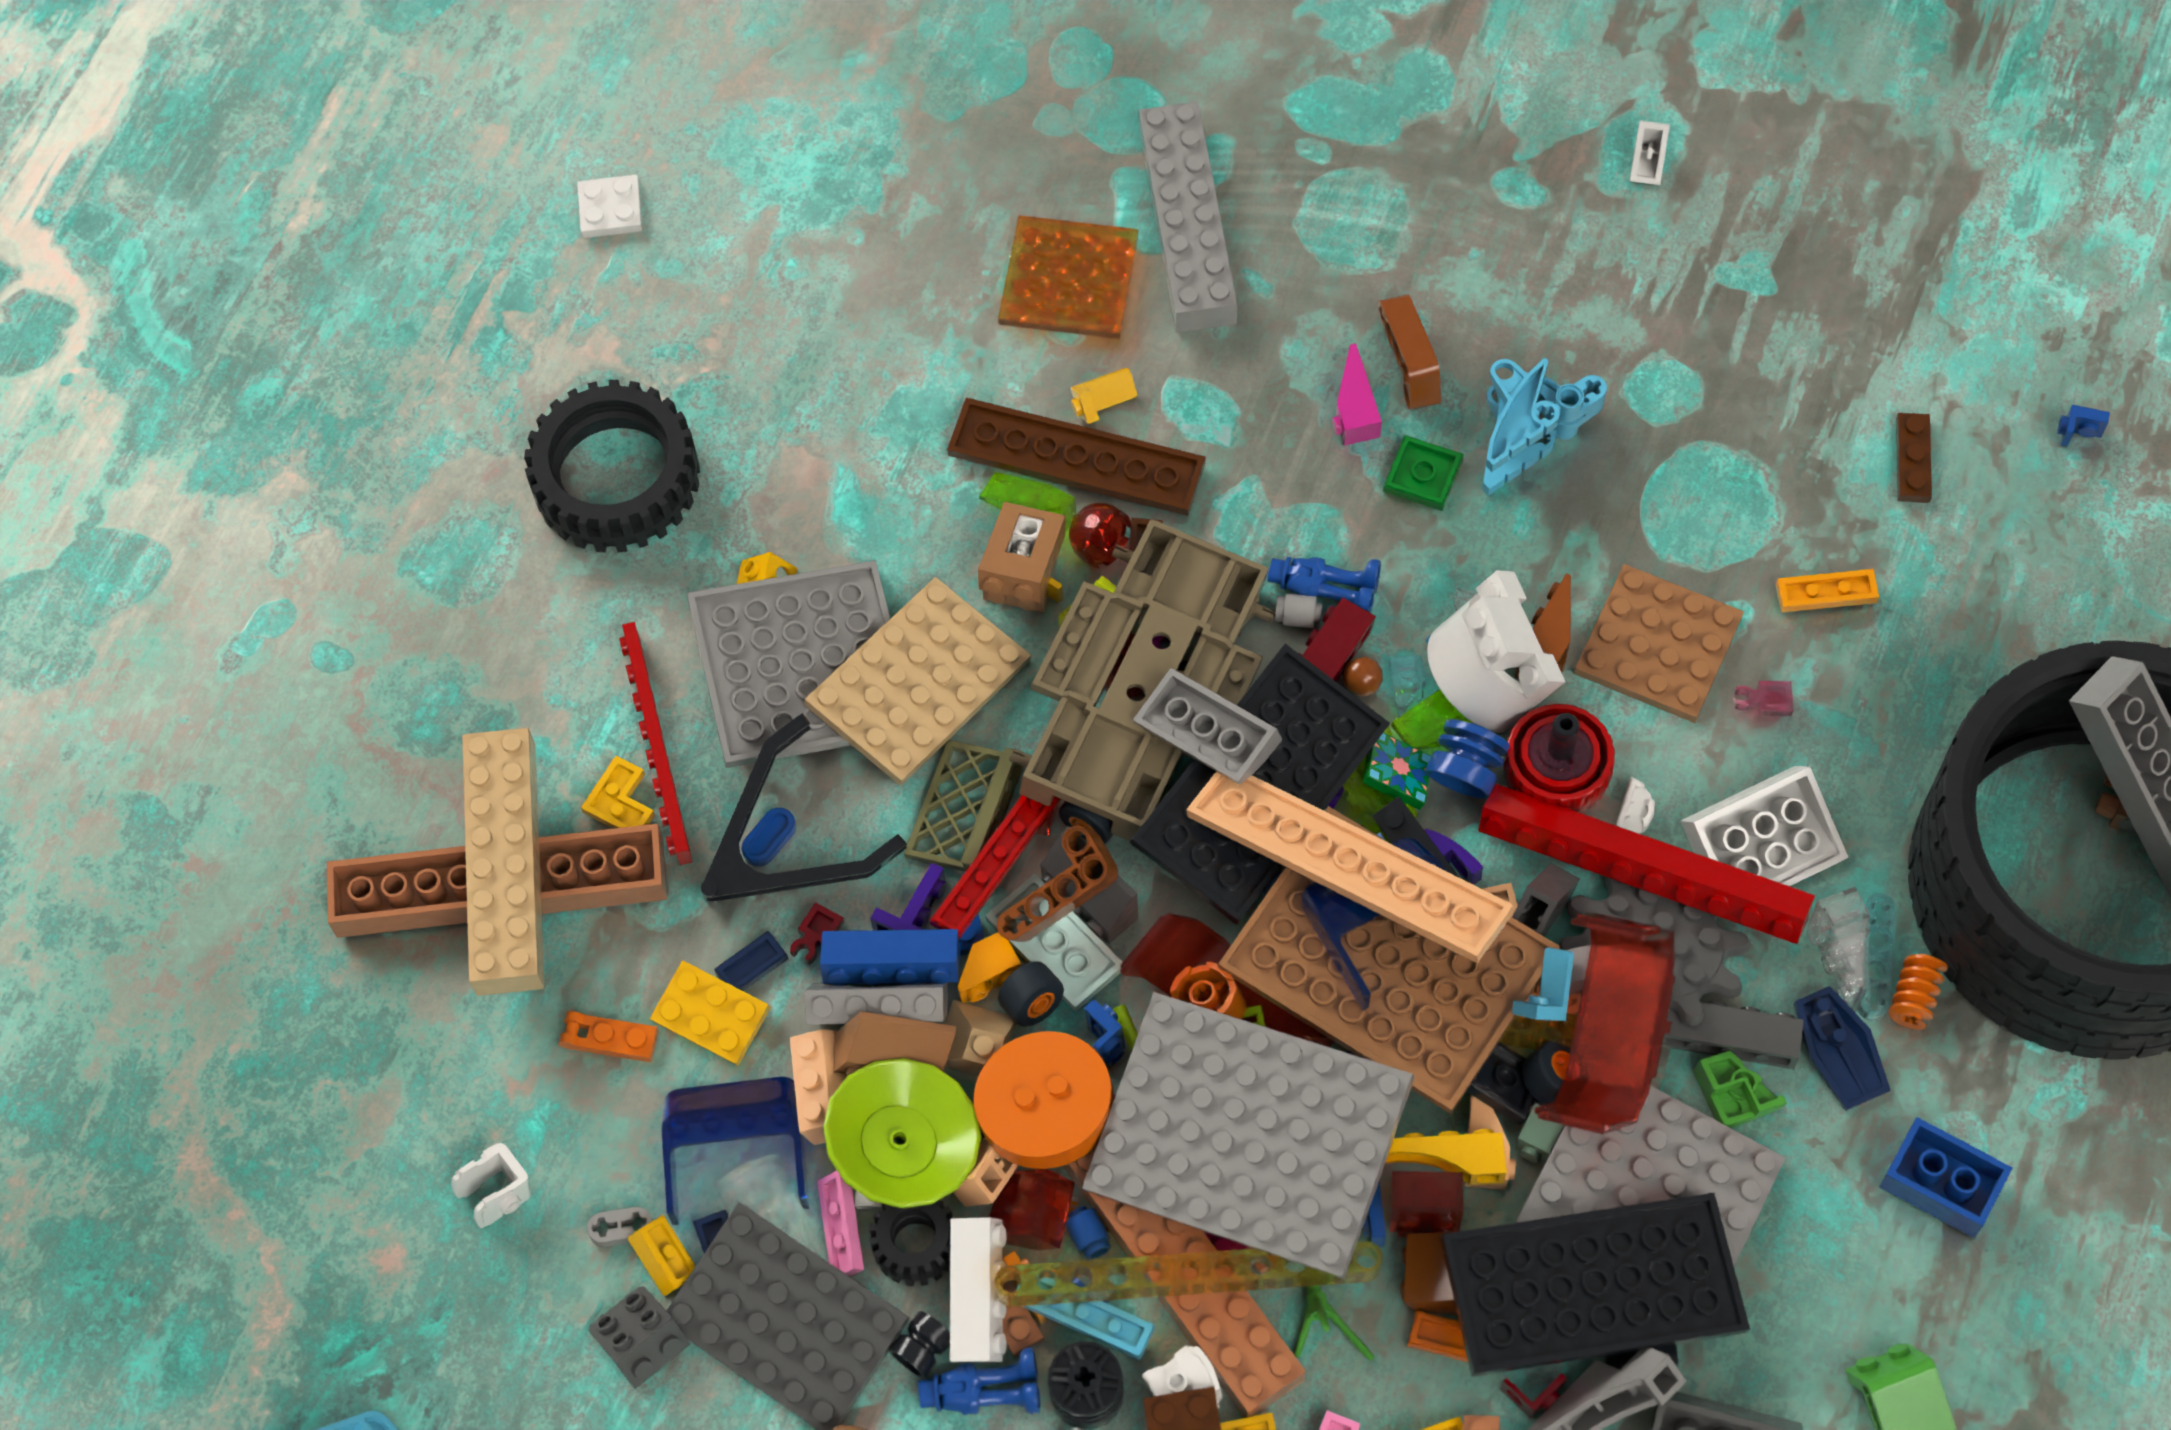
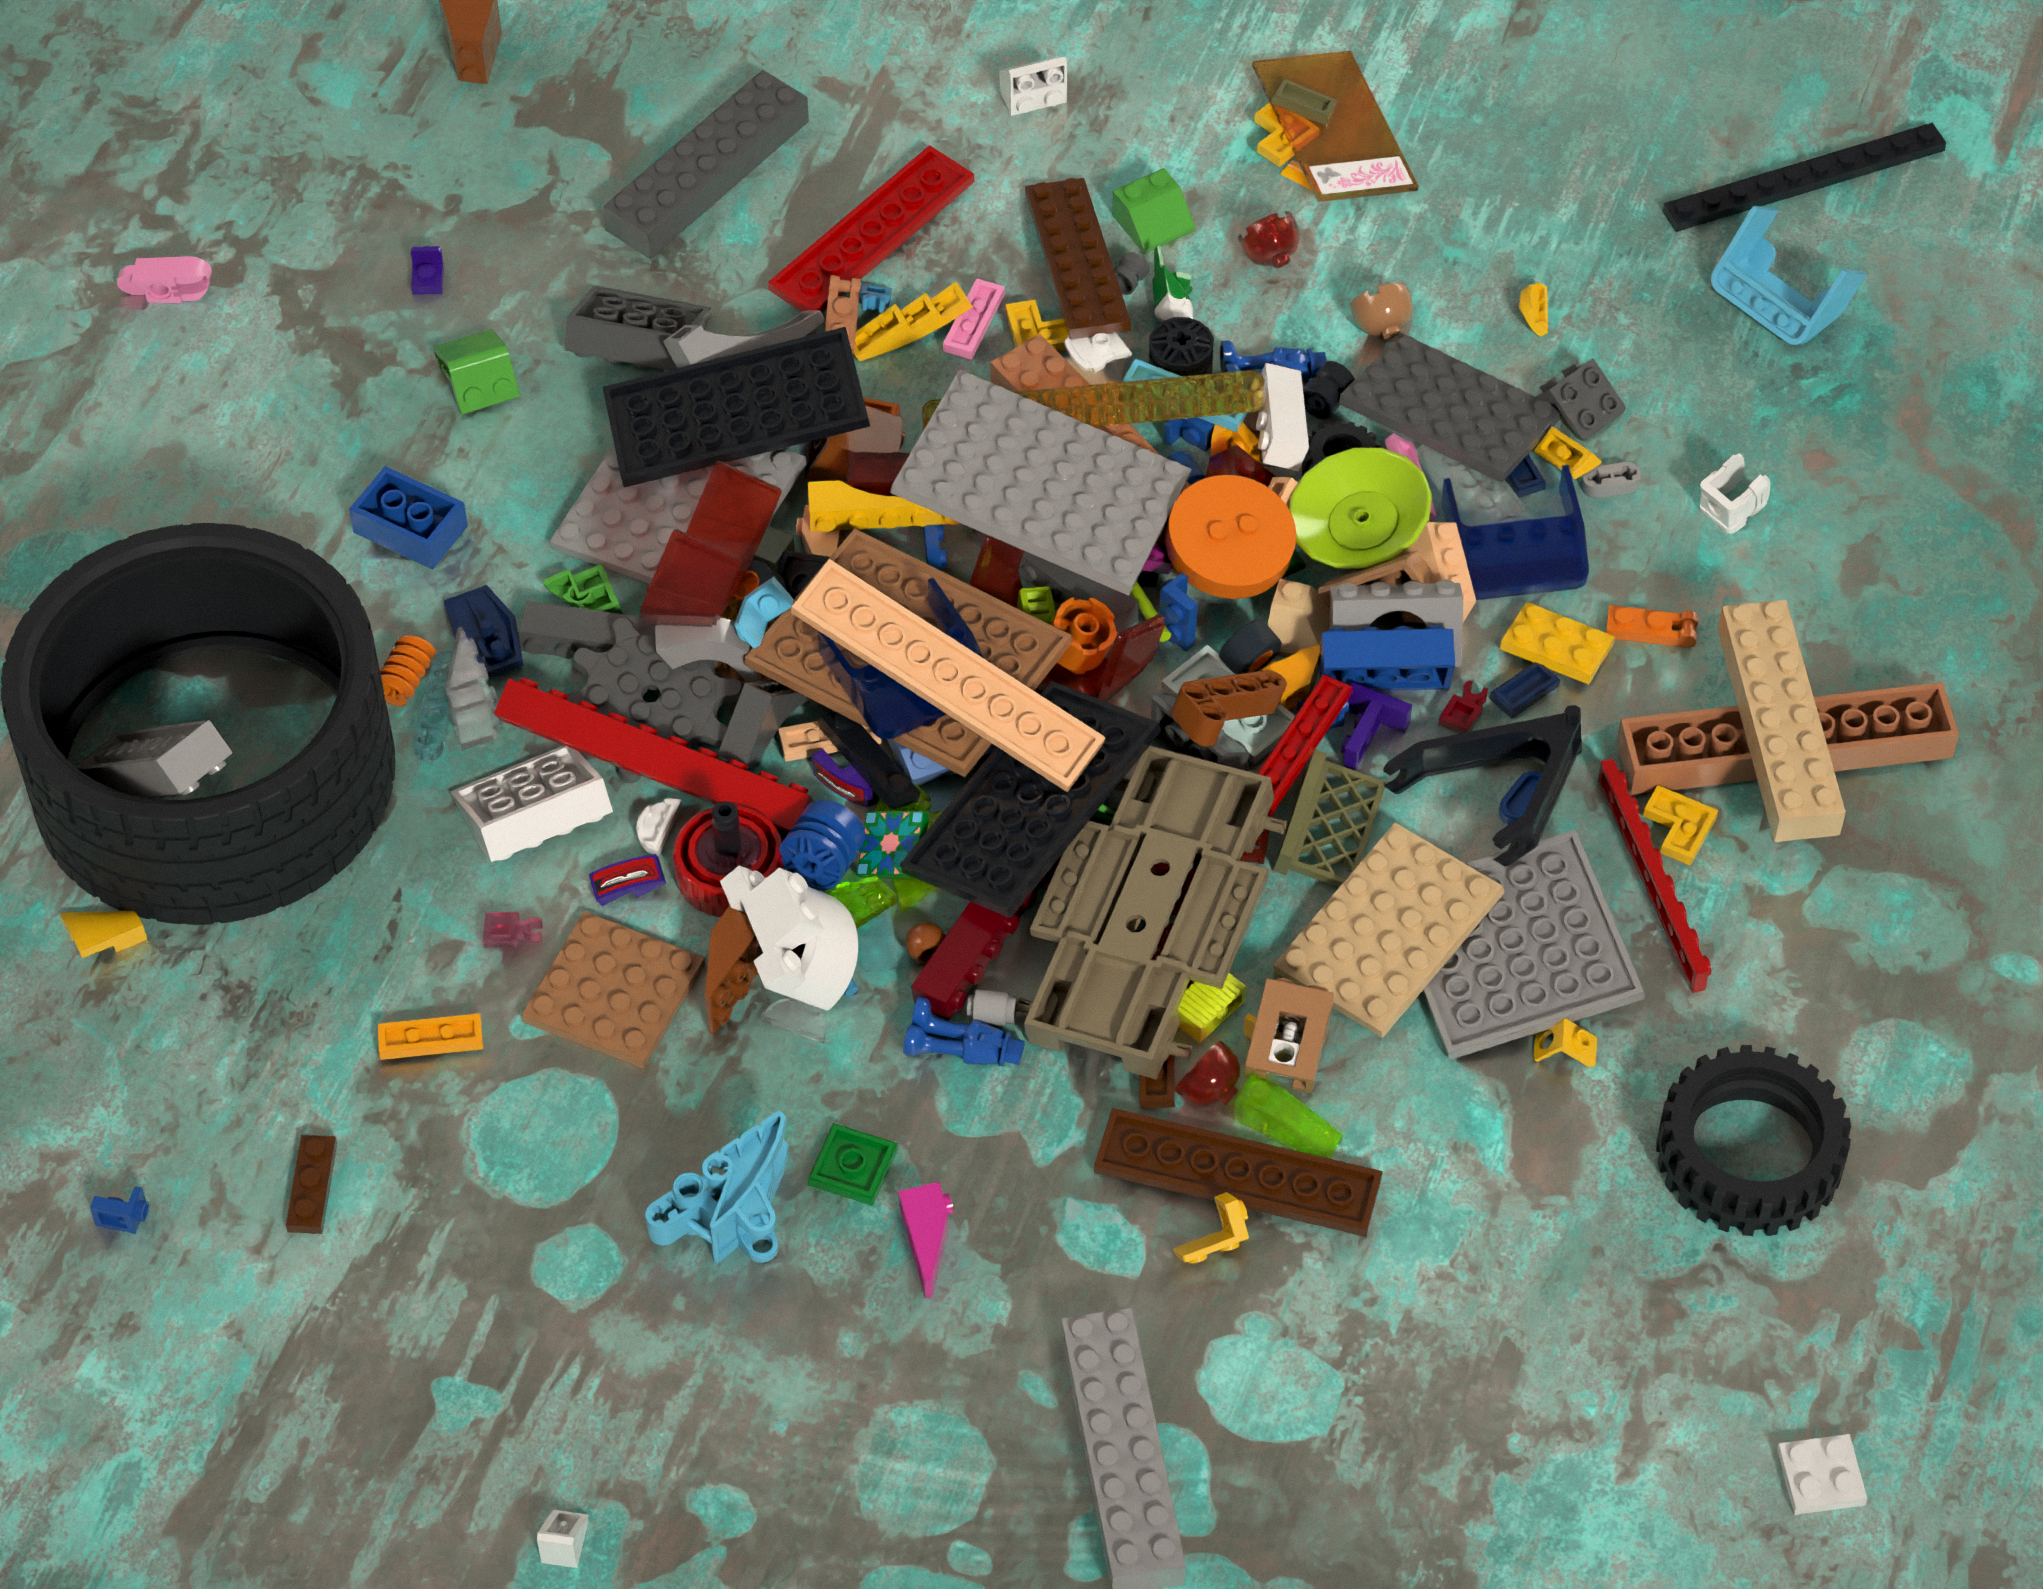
camera: 175 degrees right, 10 degrees down
(1068, 277) = (1259, 1381): clear orange plate -> none
(1207, 727) = (1085, 815): light grey slope -> none
(1411, 351) = (864, 1287): dark orange beam -> none
(1657, 751) = (631, 875): none -> slope

